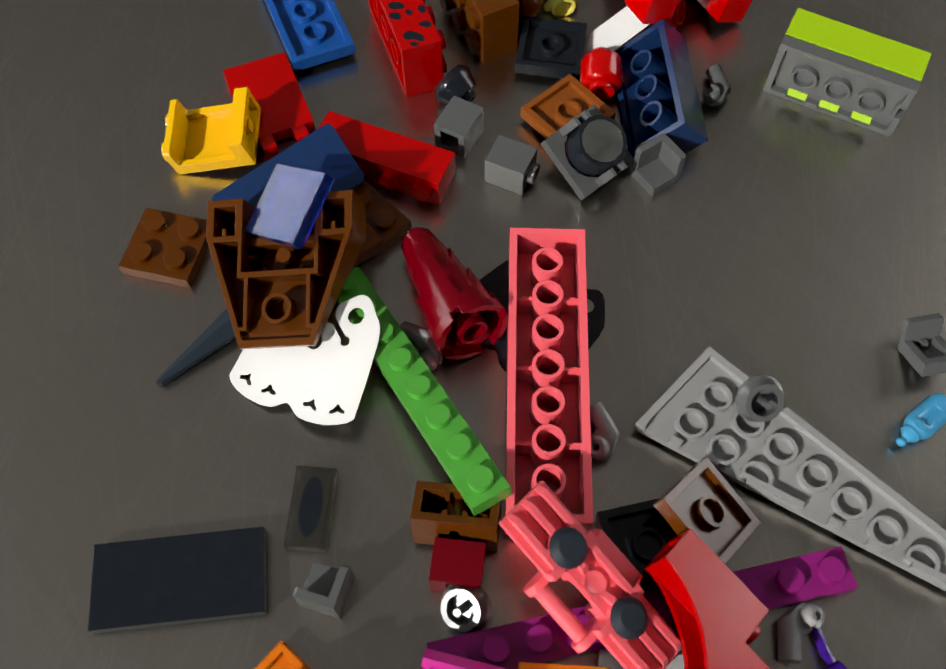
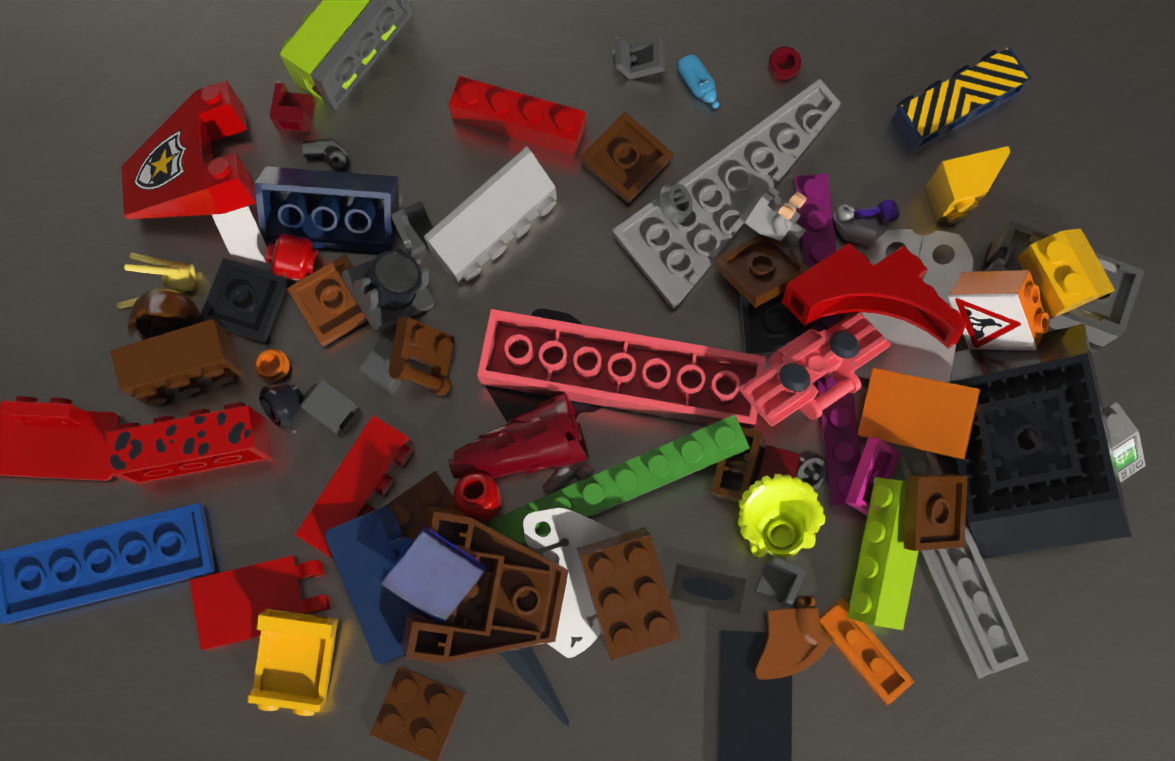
camera: 80 degrees left, 15 degrees up
(254, 611) = (792, 640): none -> dark orange arm
(293, 411) = (628, 593): none -> reddish brown brick
(384, 257) = (478, 496): none -> red head
(396, 562) = (780, 516): none -> neon yellow hair
(493, 78) = (272, 365): none -> orange plate
(535, 188) = (423, 345): none -> reddish brown plate
(605, 433) = (675, 332): light grey arm -> none
(690, 222) = (492, 217): none -> light grey slope
(749, 50) = (291, 110): none -> dark red panel
(779, 525) = (777, 217): none -> light grey piece
(801, 352) = (626, 157): none -> reddish brown plate
(811, 238) = (517, 116): none -> red brick

